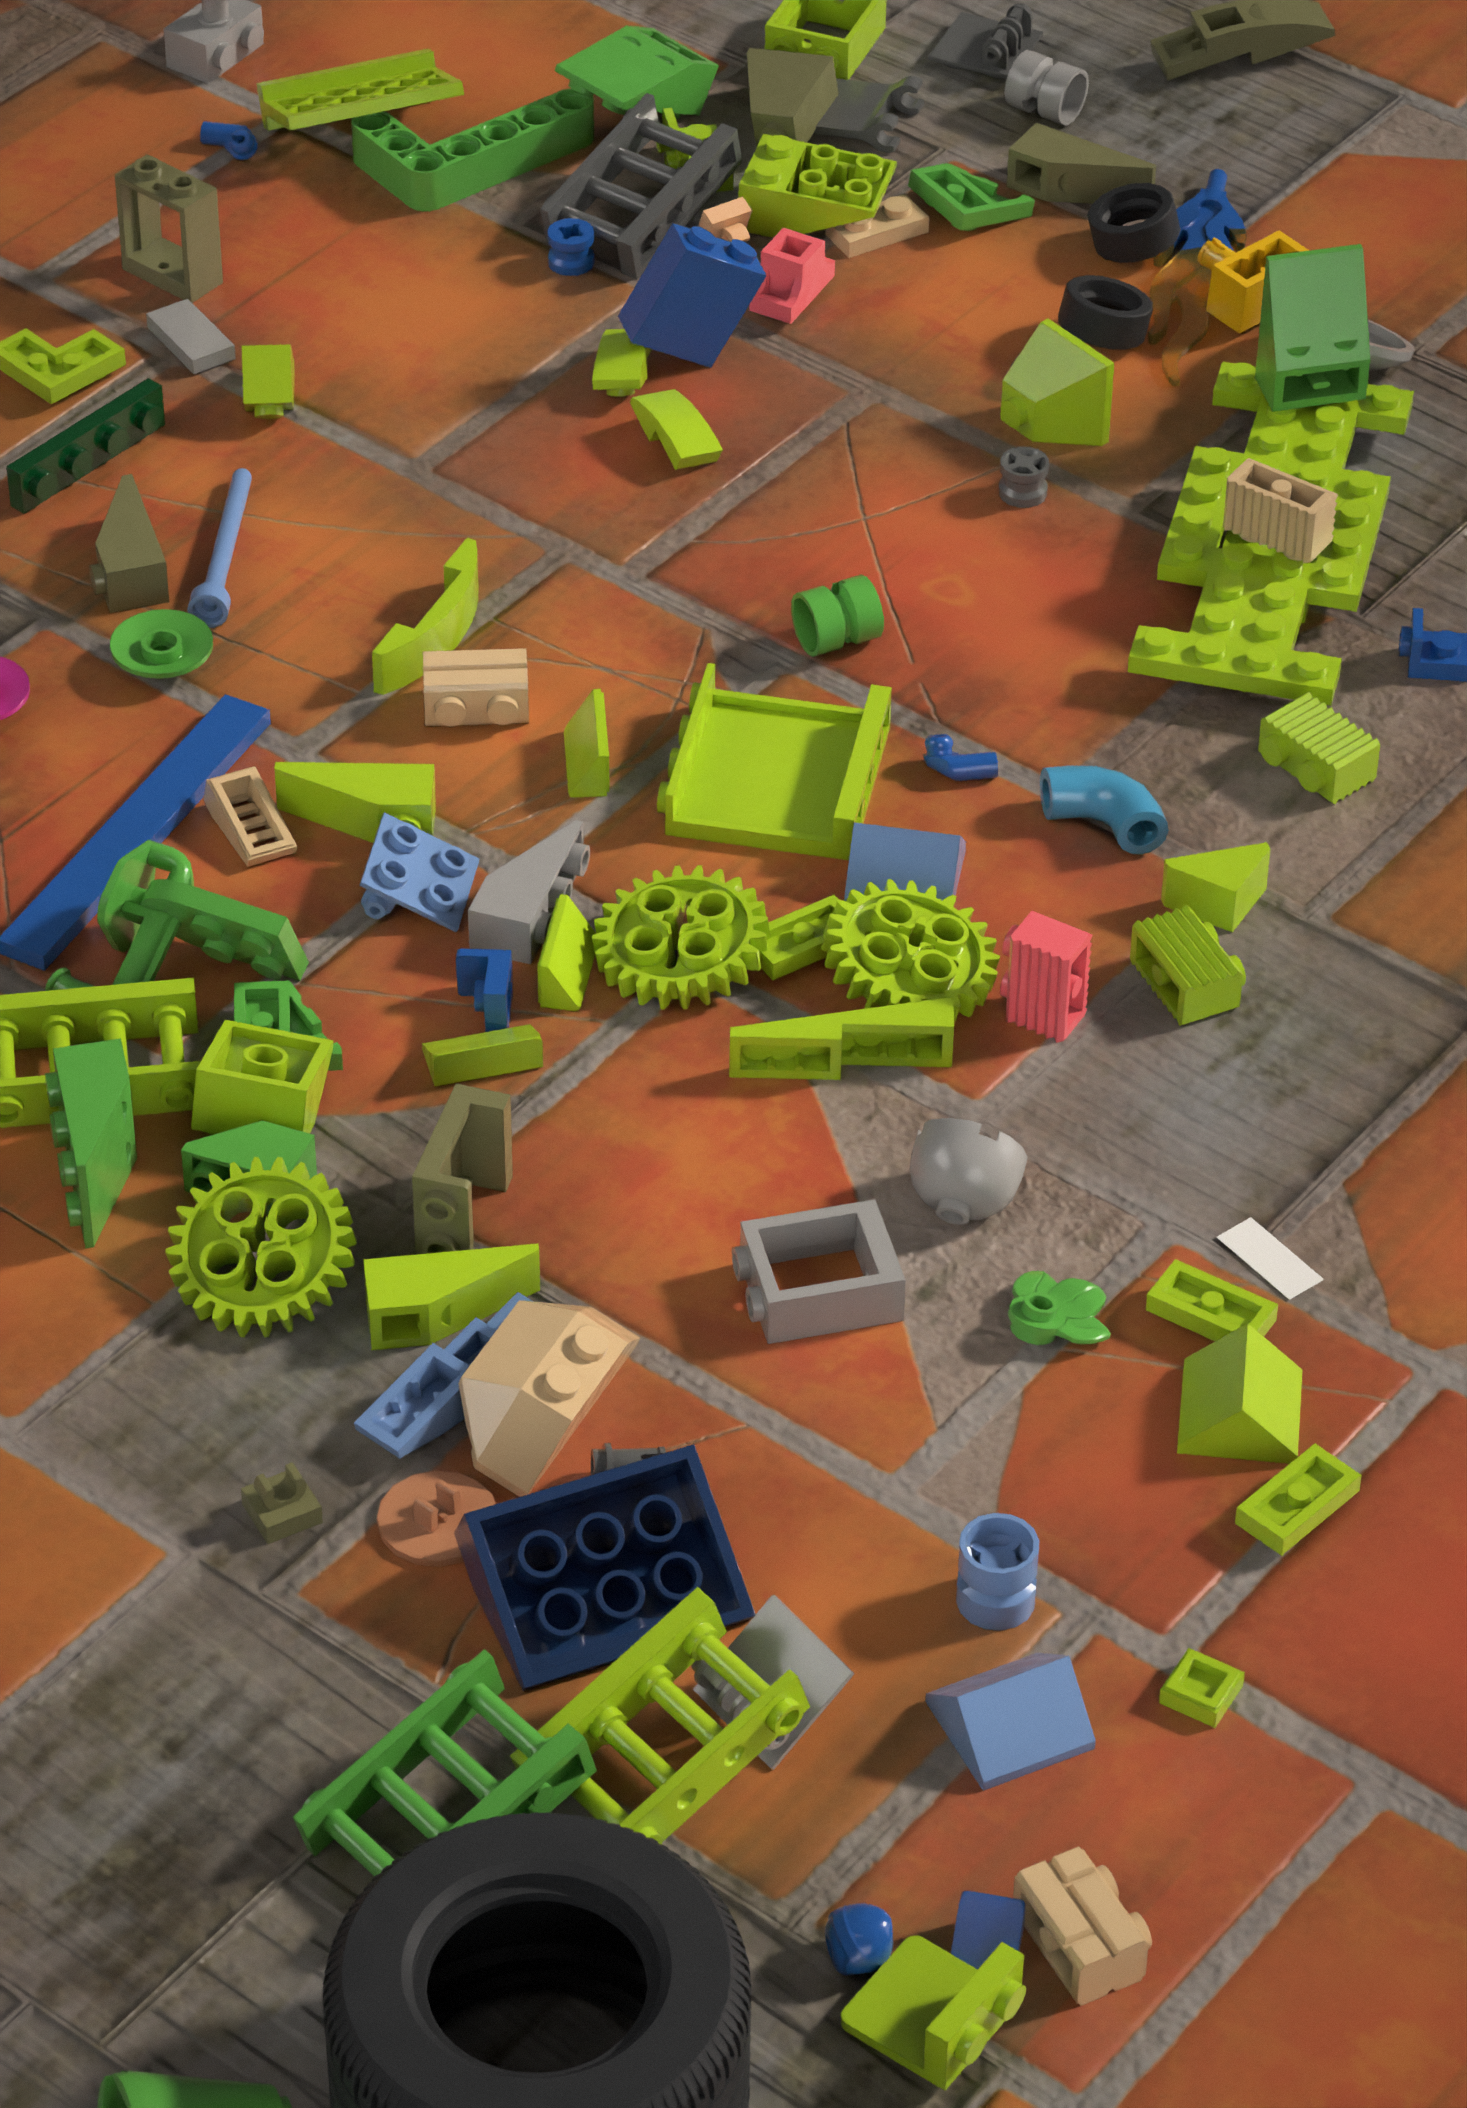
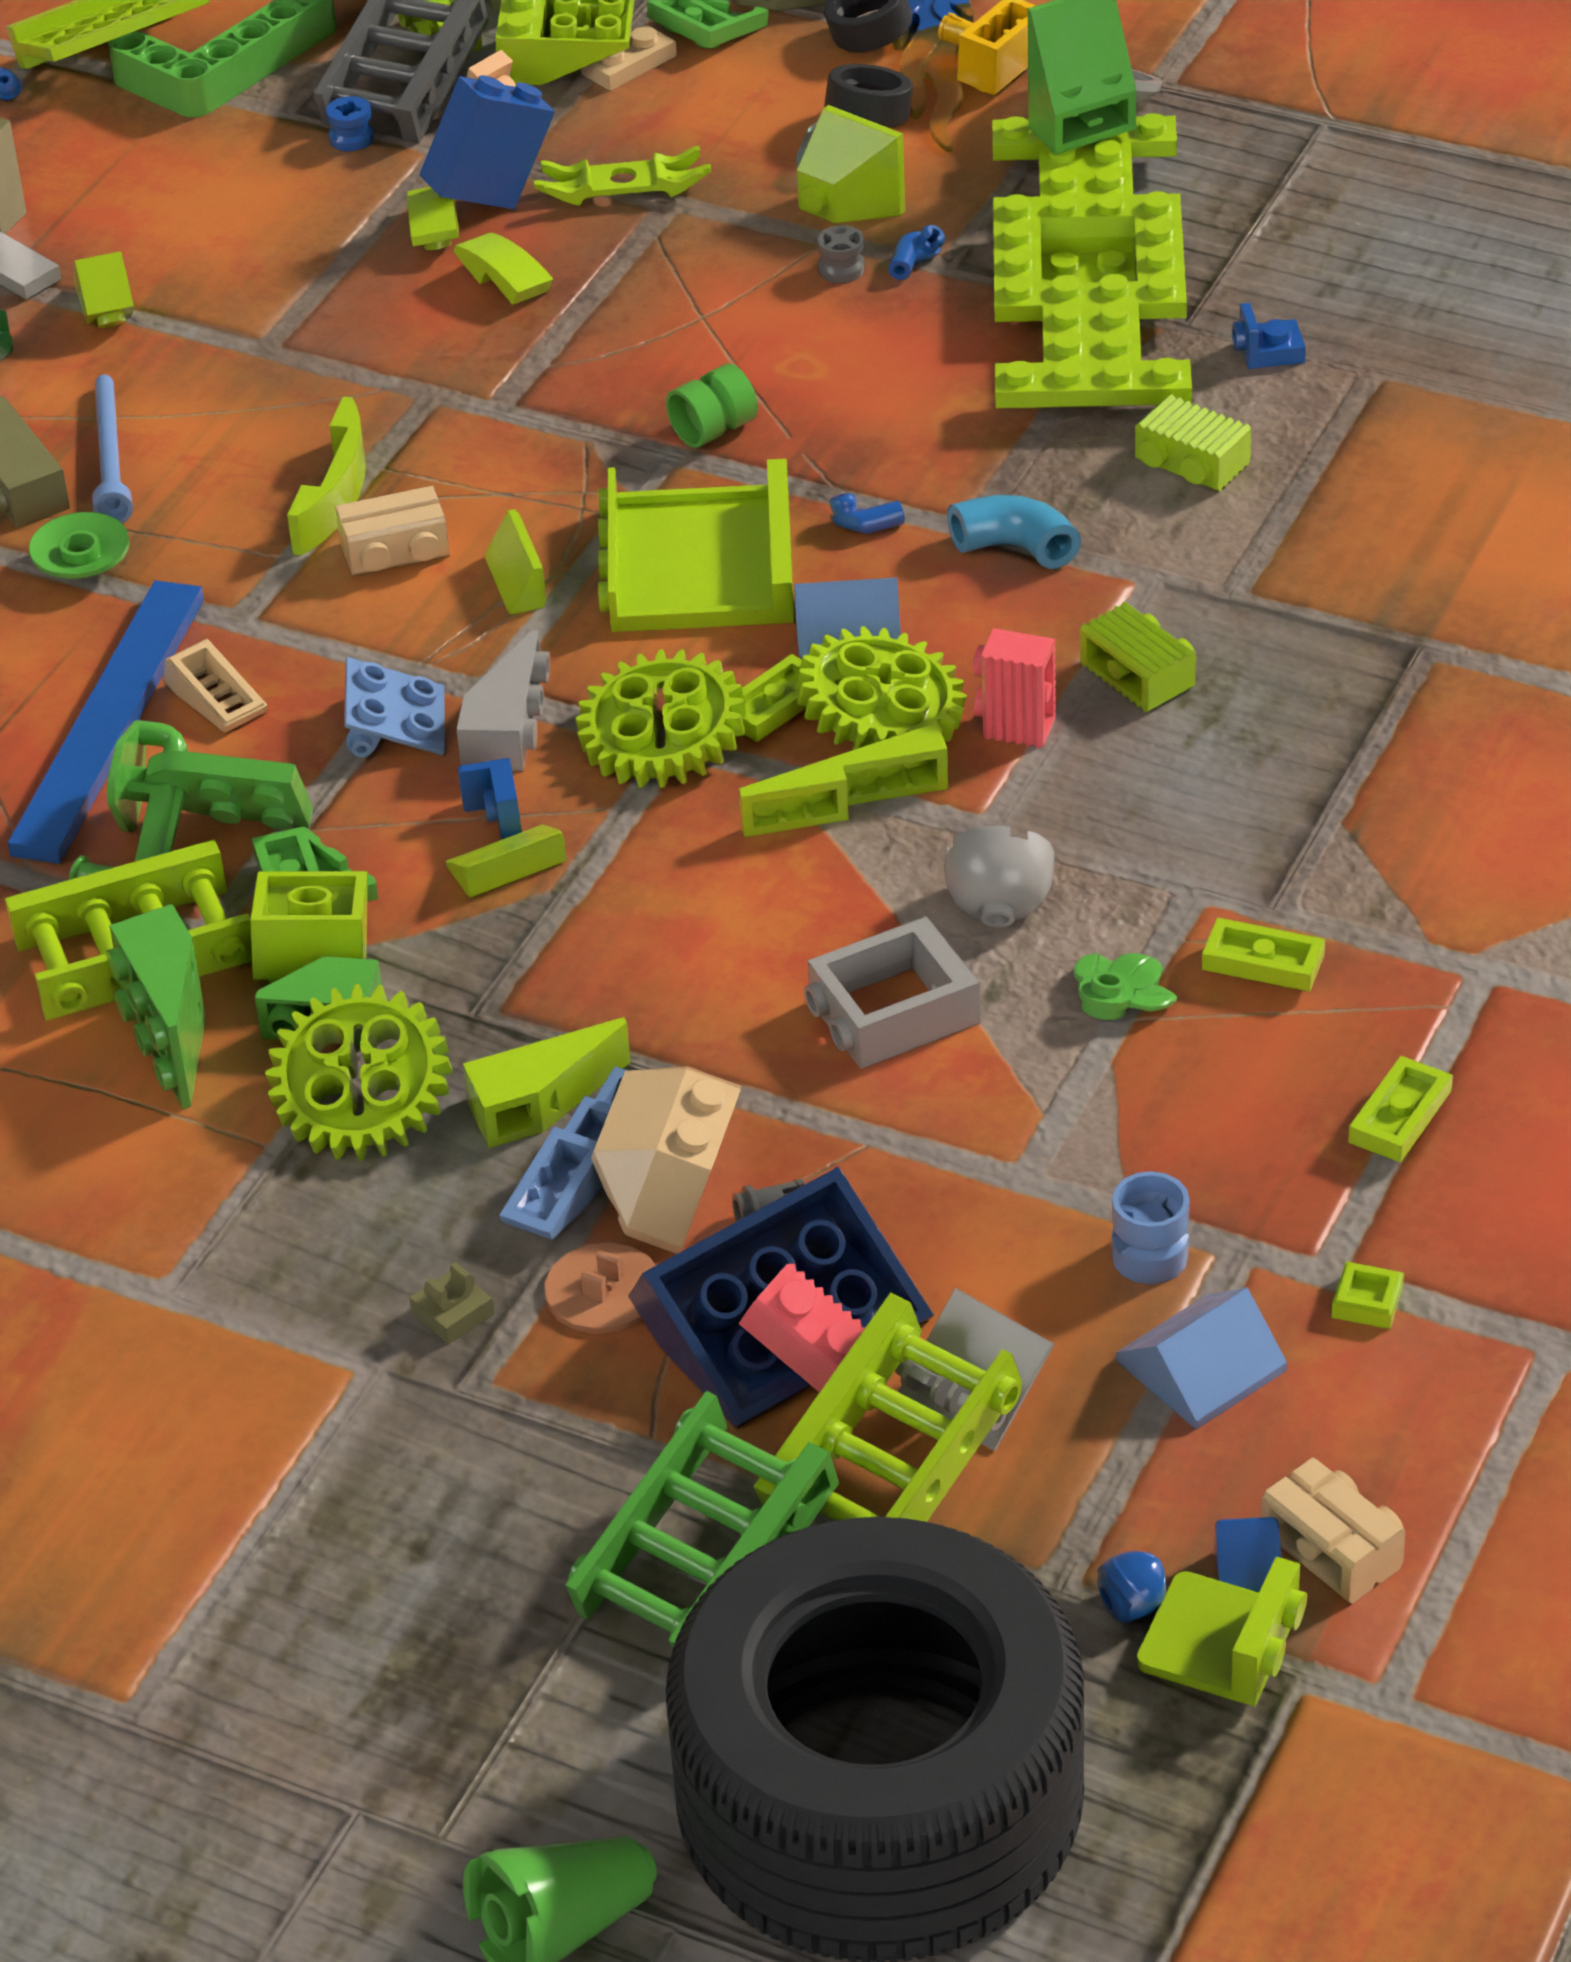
camera: 10 degrees left, 0 degrees up
(357, 794) = (311, 647): lime slope -> none
(465, 1150) = (528, 959): olive panel -> none
(565, 958) = (558, 758): lime slope -> none
(607, 1598) = (802, 1326): none -> coral brick
(790, 351) = (587, 181): none -> lime piece
(794, 273) = (575, 108): coral brick -> none
(1100, 485) = (915, 248): none -> blue arm
(1217, 883) = (1141, 577): lime slope -> none
(1240, 1400) = (1316, 1032): lime slope -> none
(1270, 1258) = (1298, 902): white sticker -> none
(1279, 511) = (1097, 237): tan brick -> none

